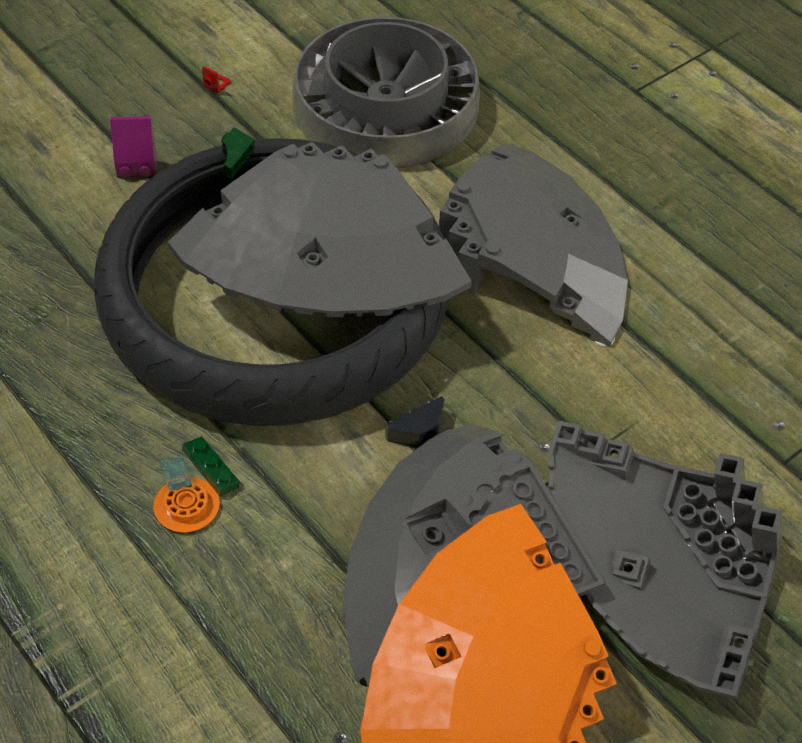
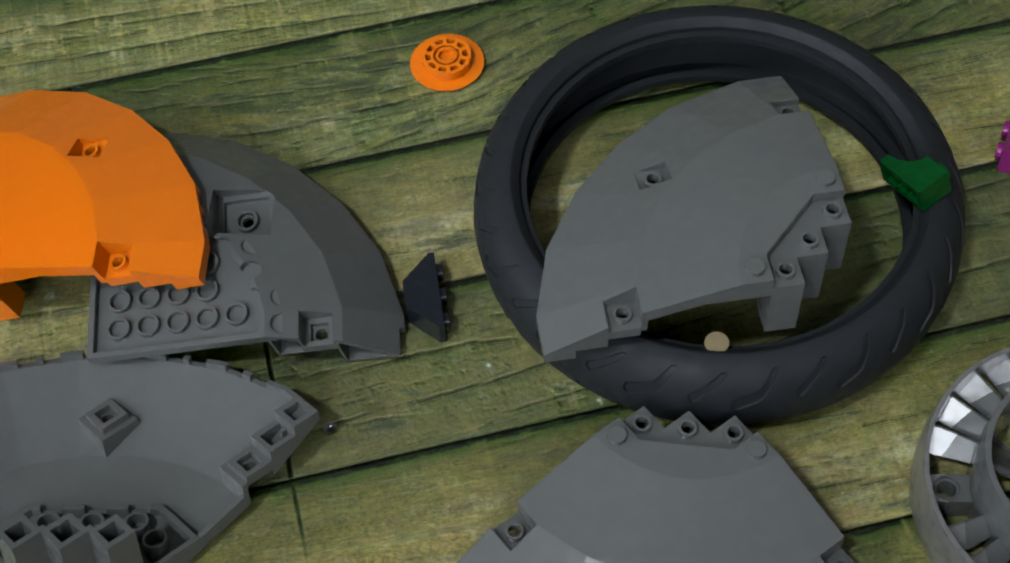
camera: 120 degrees right, 5 degrees up
(175, 473) = (485, 56): clear light blue tile -> none
(210, 465) = (480, 92): dark green plate -> none

